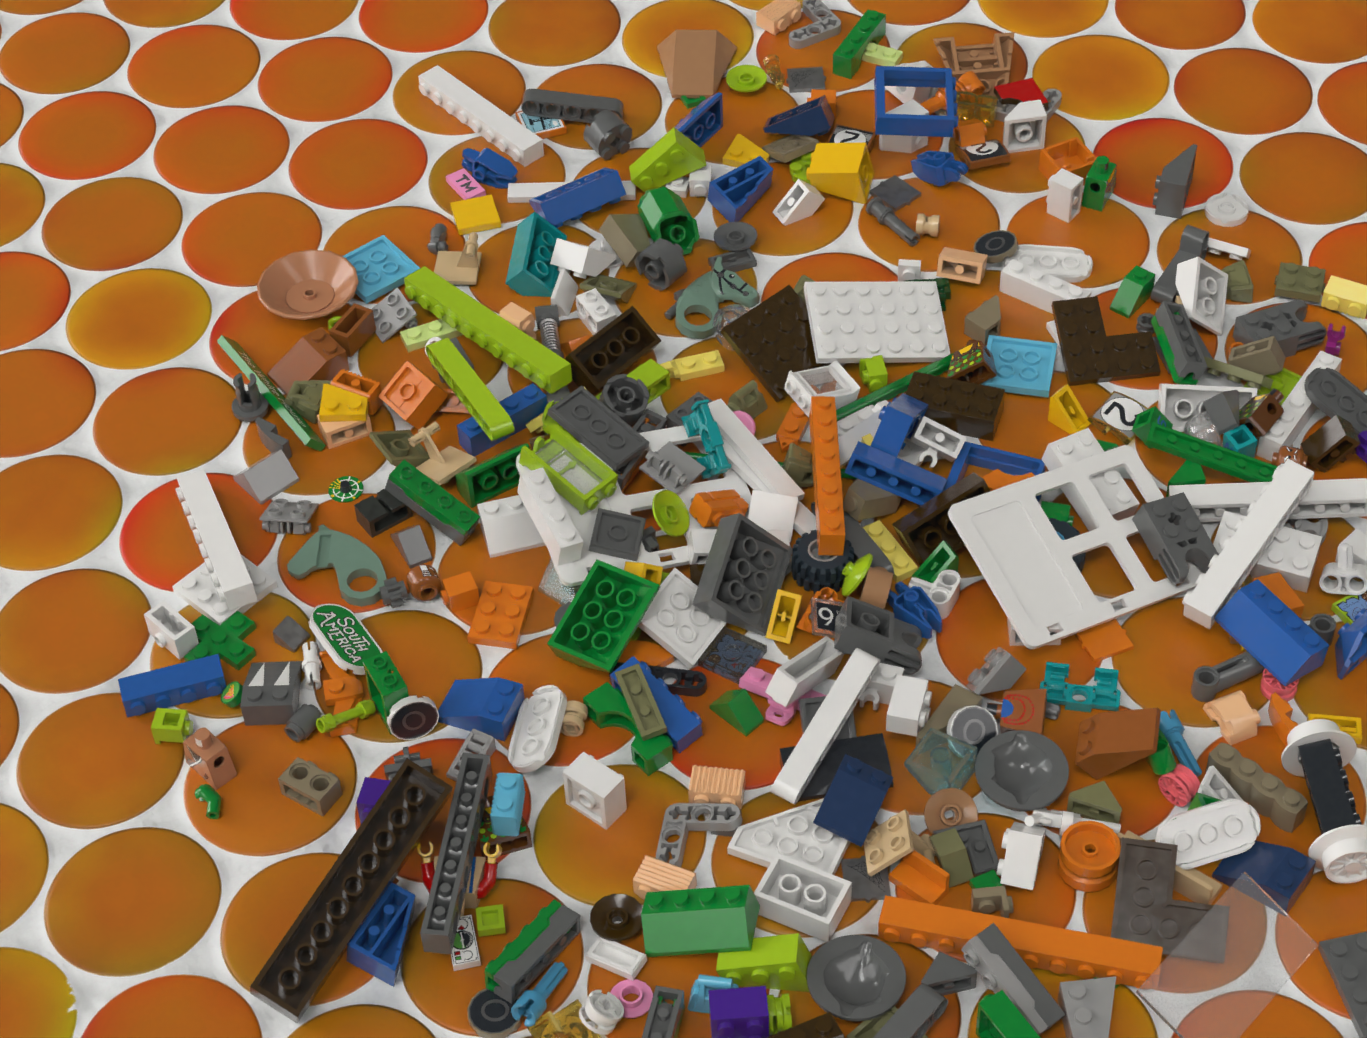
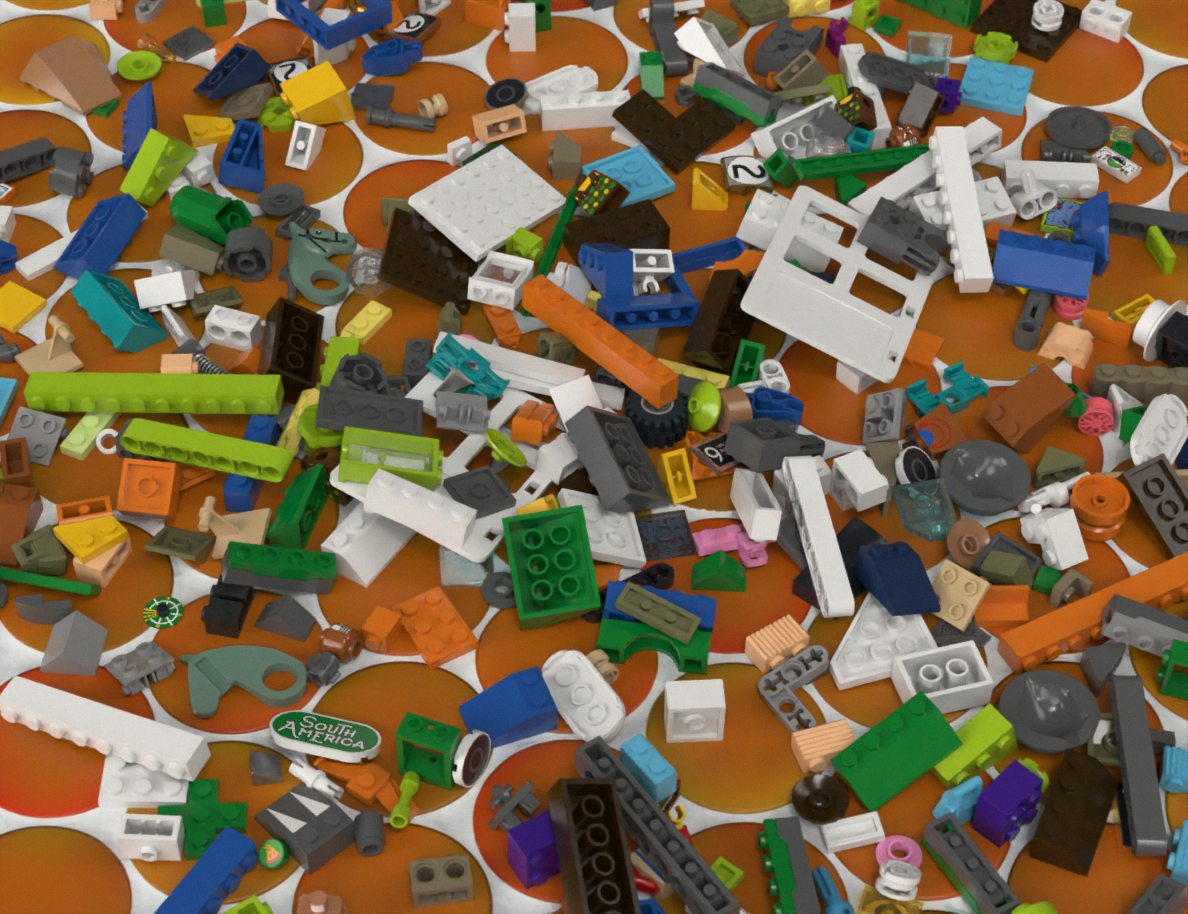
camera: 45 degrees left, 0 degrees up
(476, 742) = (546, 742): light grey slope -> none

